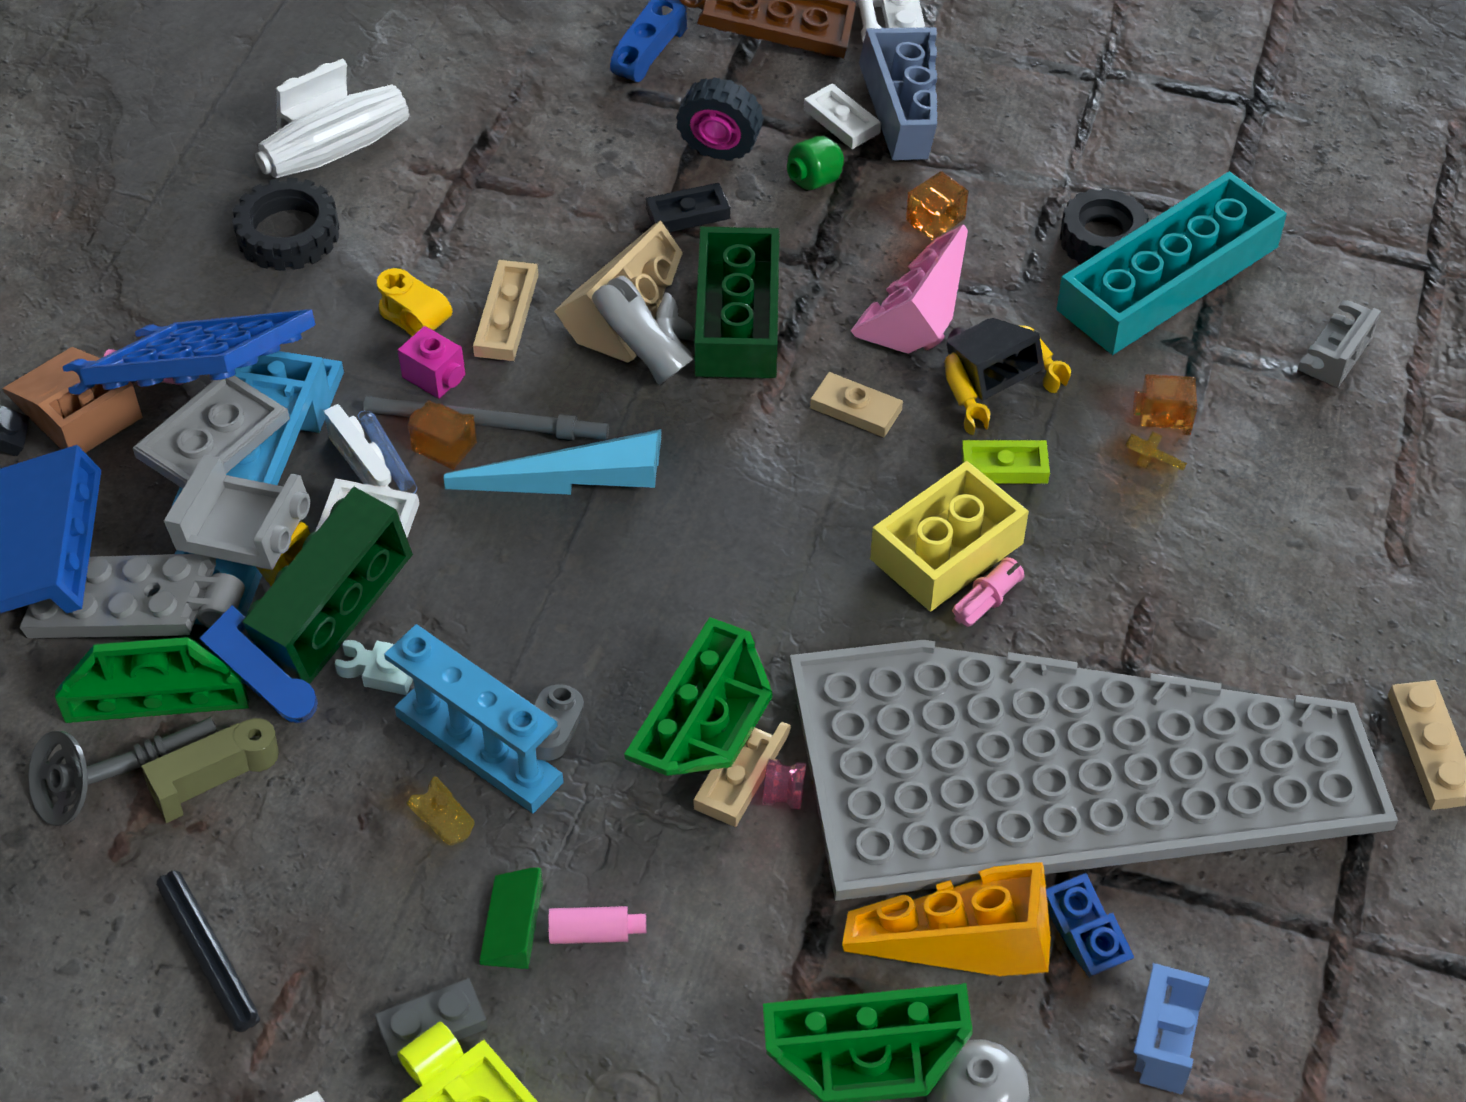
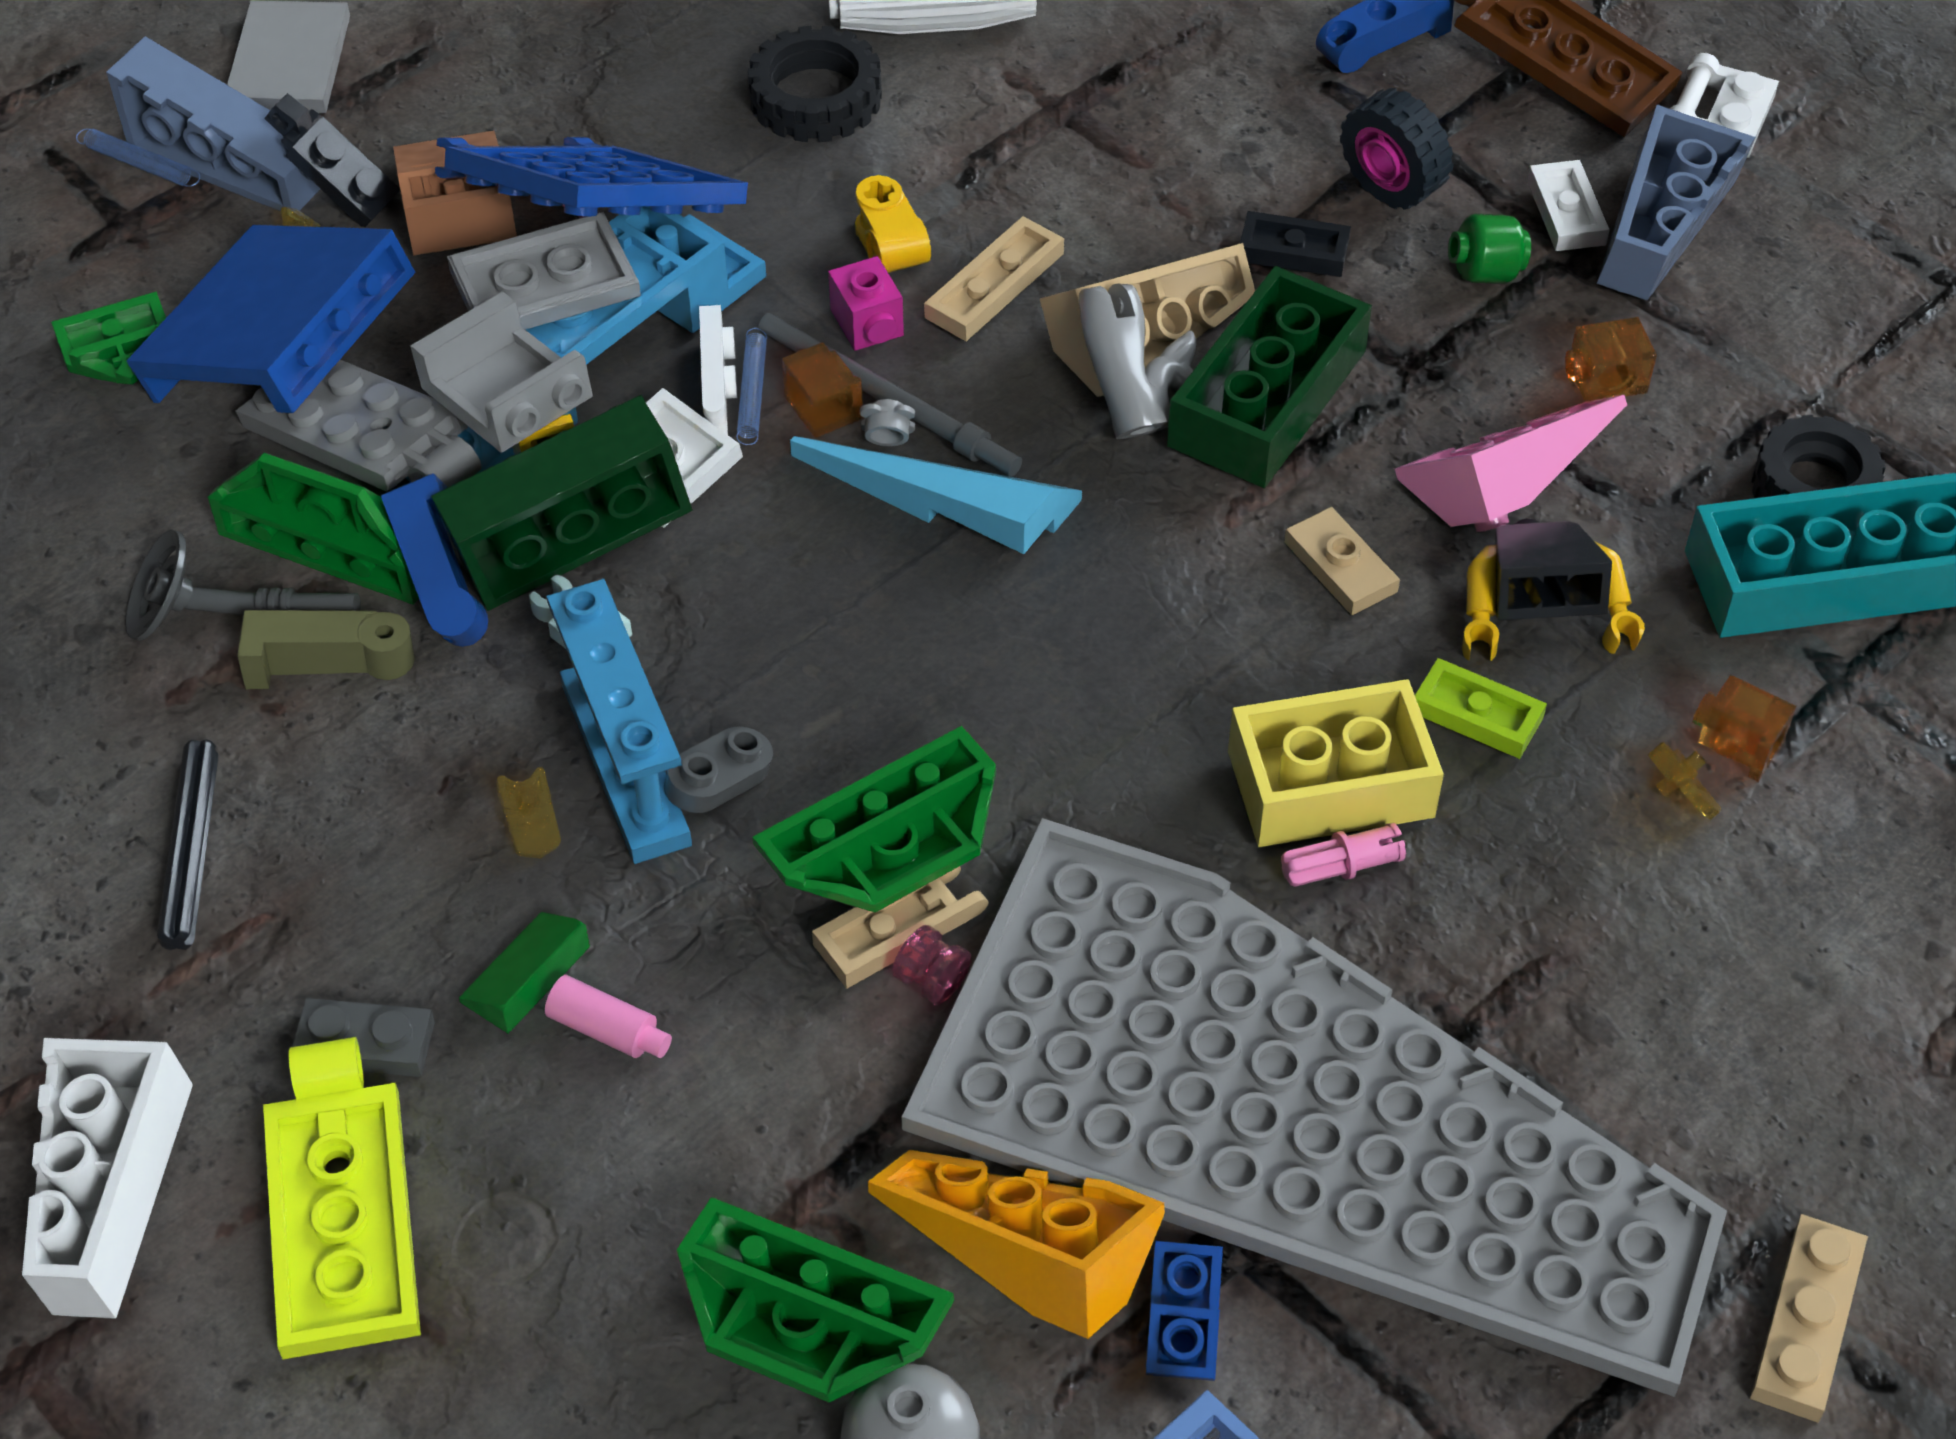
camera: 30 degrees right, 0 degrees up
(502, 437) = (887, 422): none -> light grey plate

